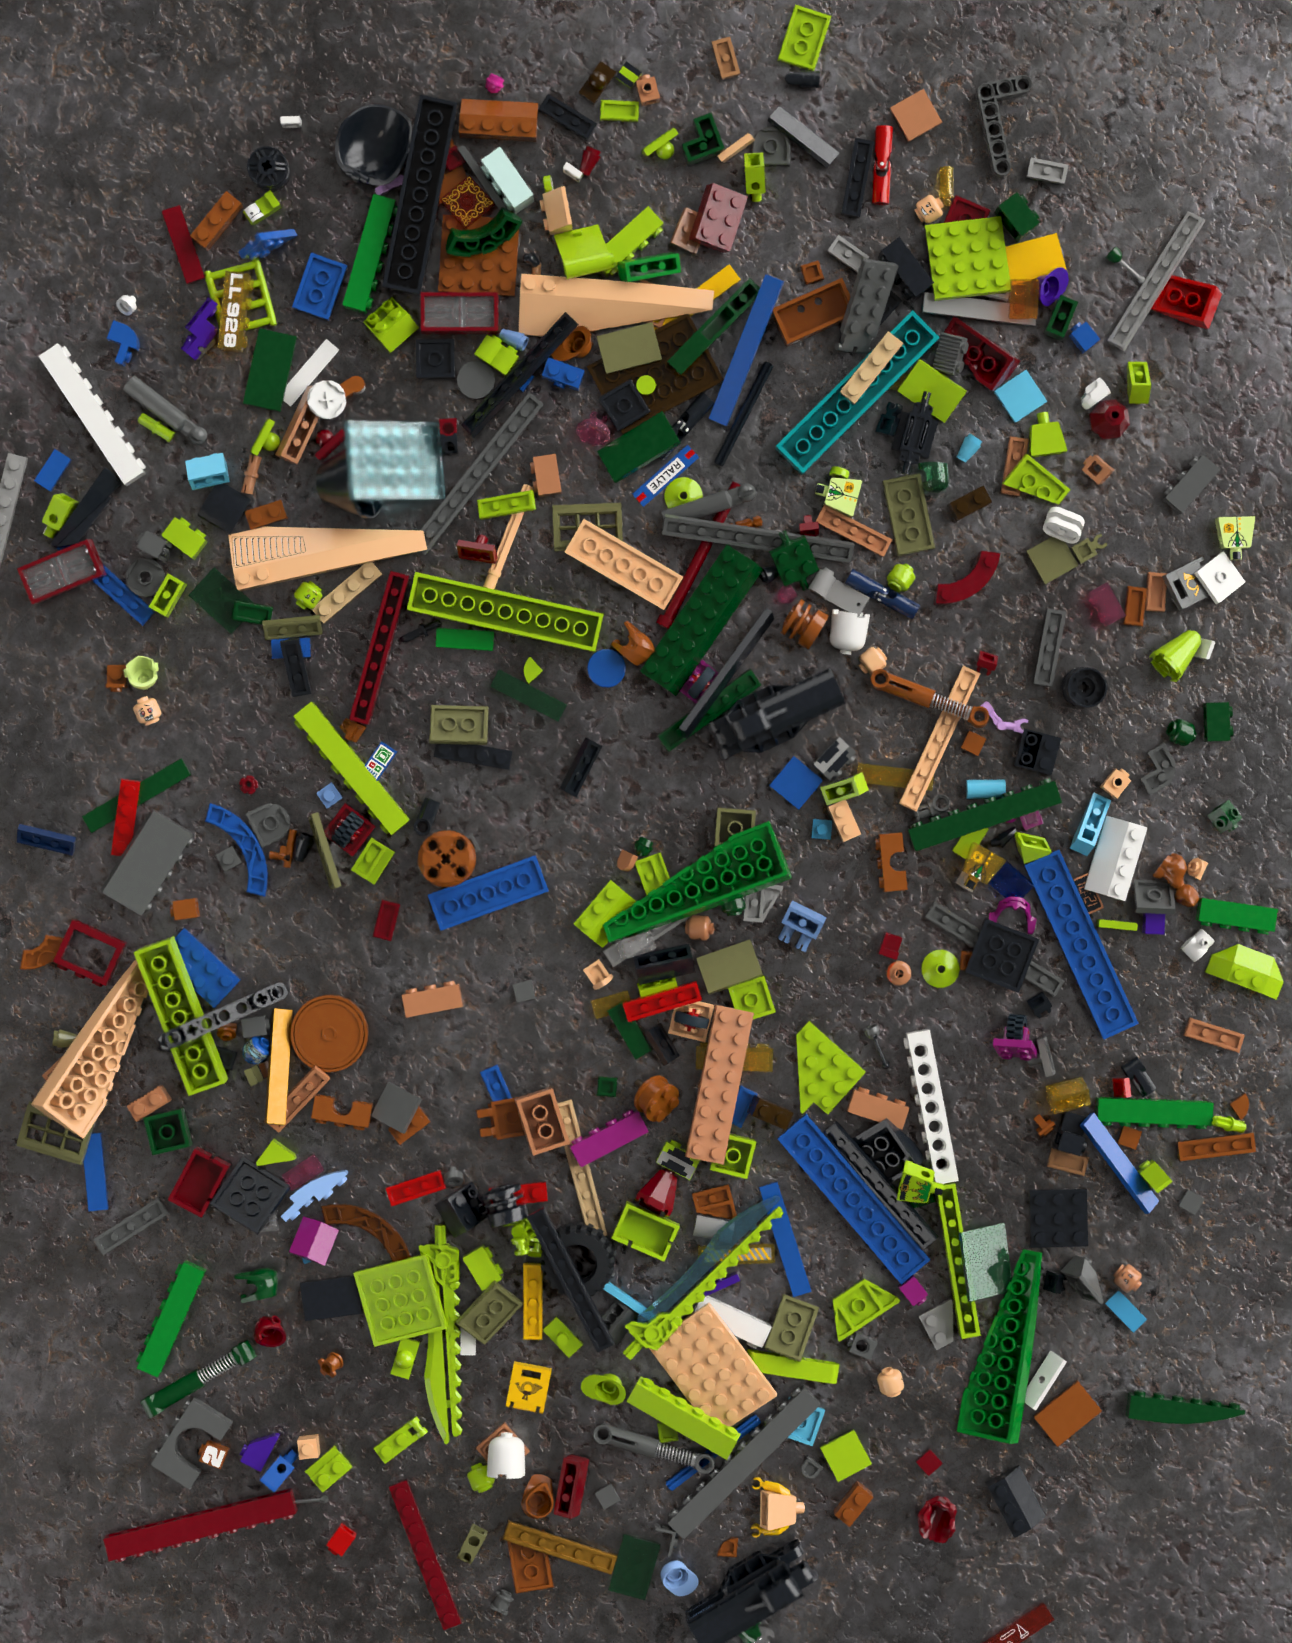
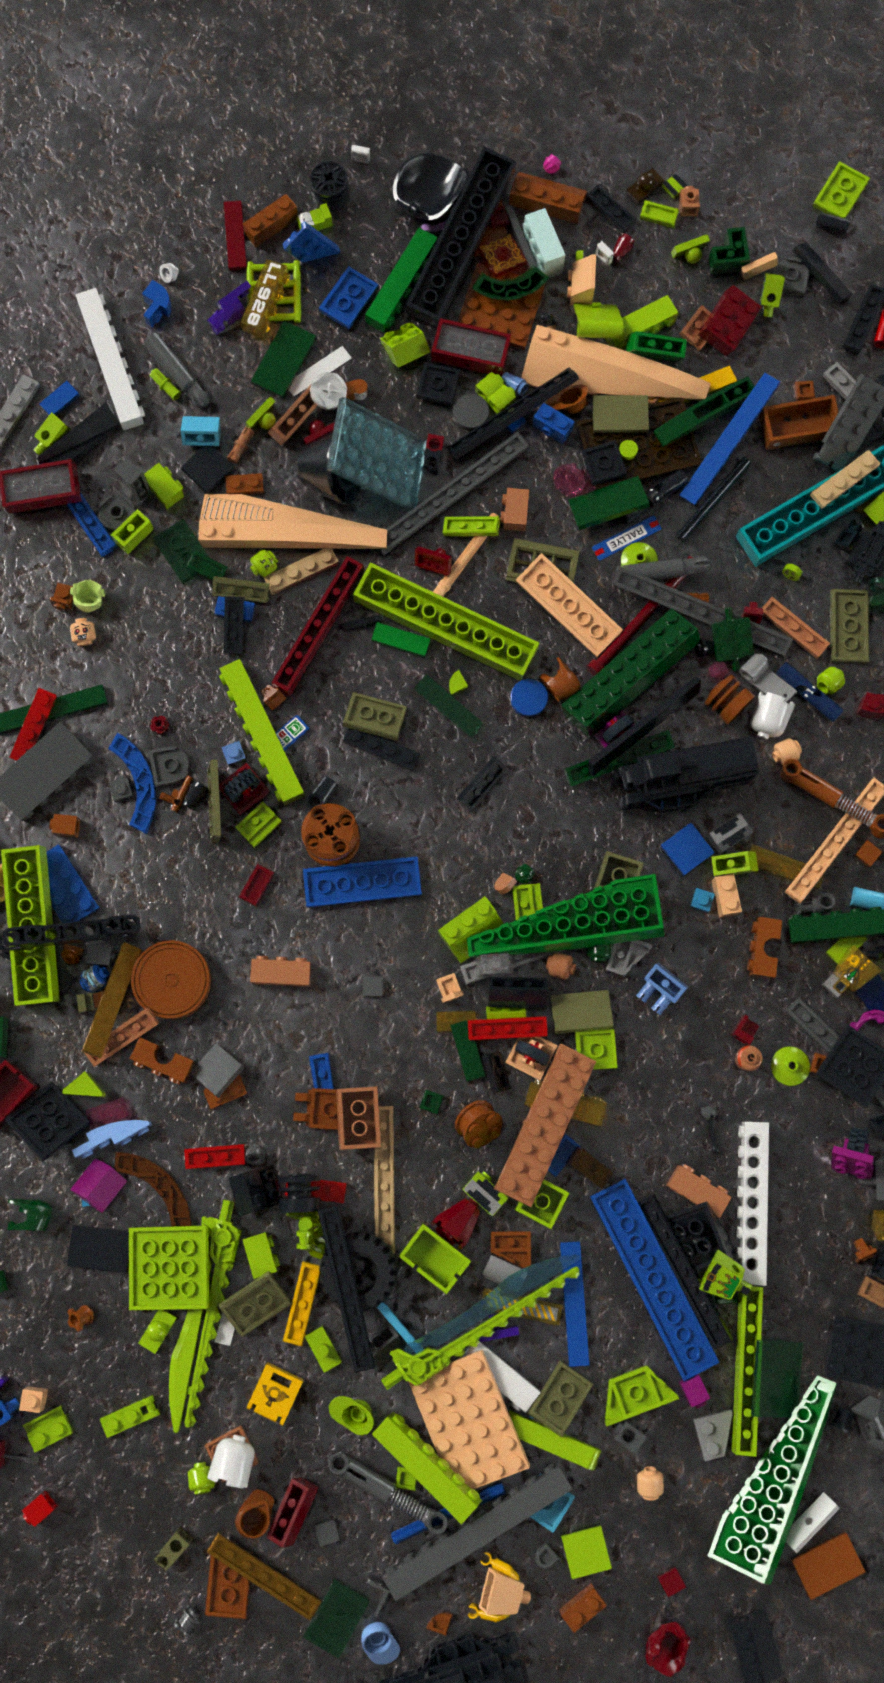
camera: 10 degrees right, 10 degrees down
(269, 1332) = (29, 1267): dark red helmet -> none
(425, 1554) = (122, 1548): dark red plate -> none
(608, 1138) = (421, 1153): magenta brick -> none
(725, 58) = (766, 191): medium nougat plate -> none
(823, 1070) = (651, 1139): lime wing -> none
(840, 494) = (790, 590): yellowish green torso -> none

